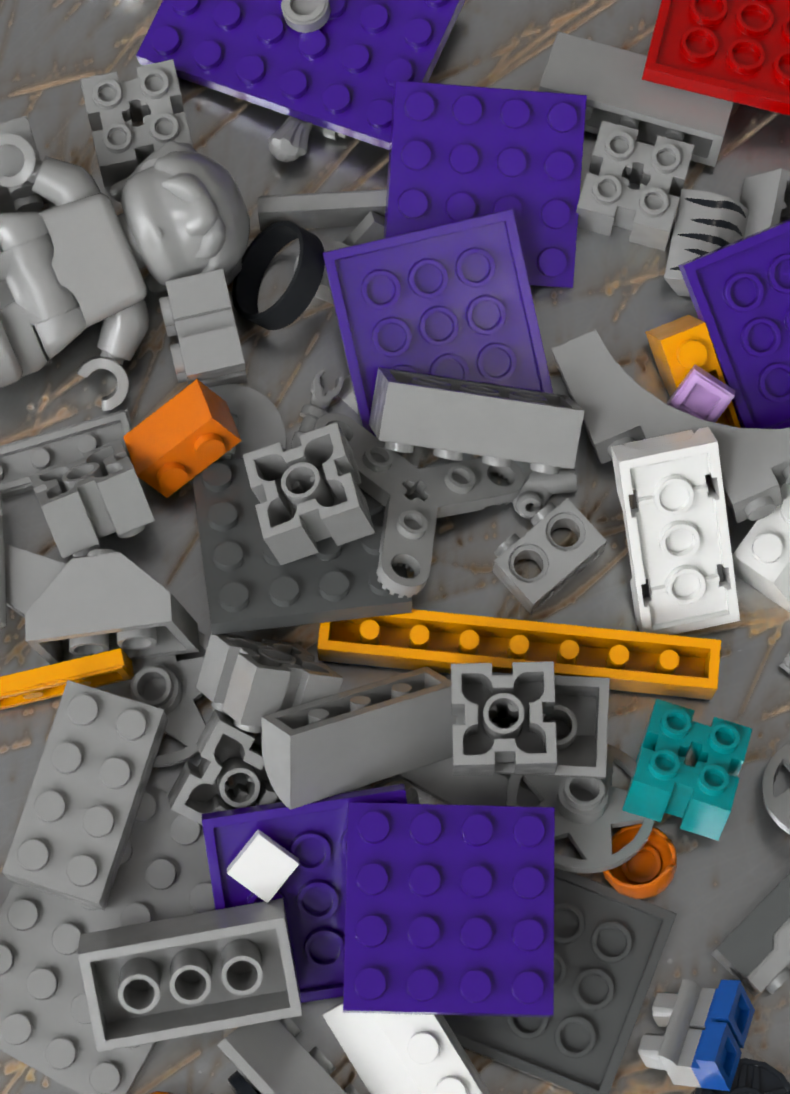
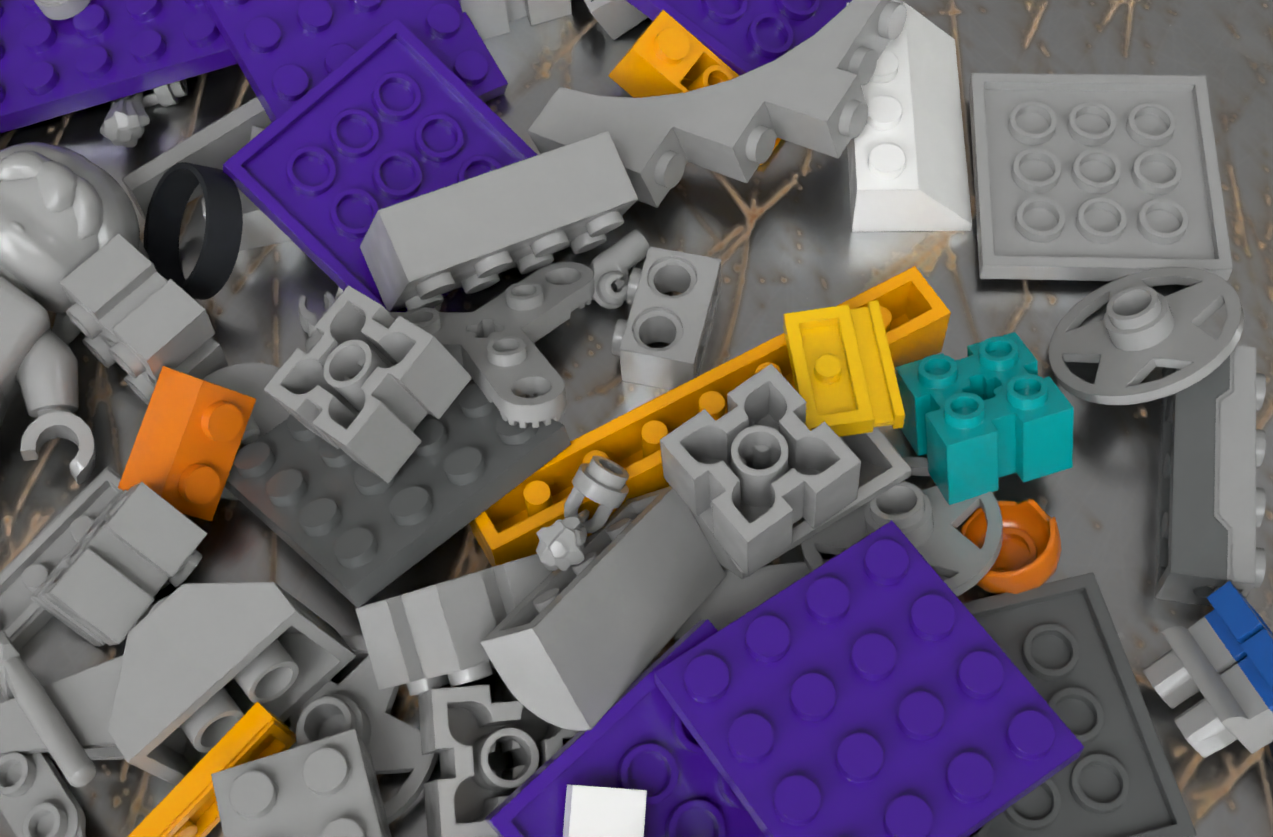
camera: 30 degrees left, 15 degrees down
(406, 656) = (564, 540): none -> light grey piece
(609, 685) = (844, 368): none -> yellow plate
(677, 532) = (786, 192): white piece -> none
(702, 395) = (708, 66): lavender tile -> none

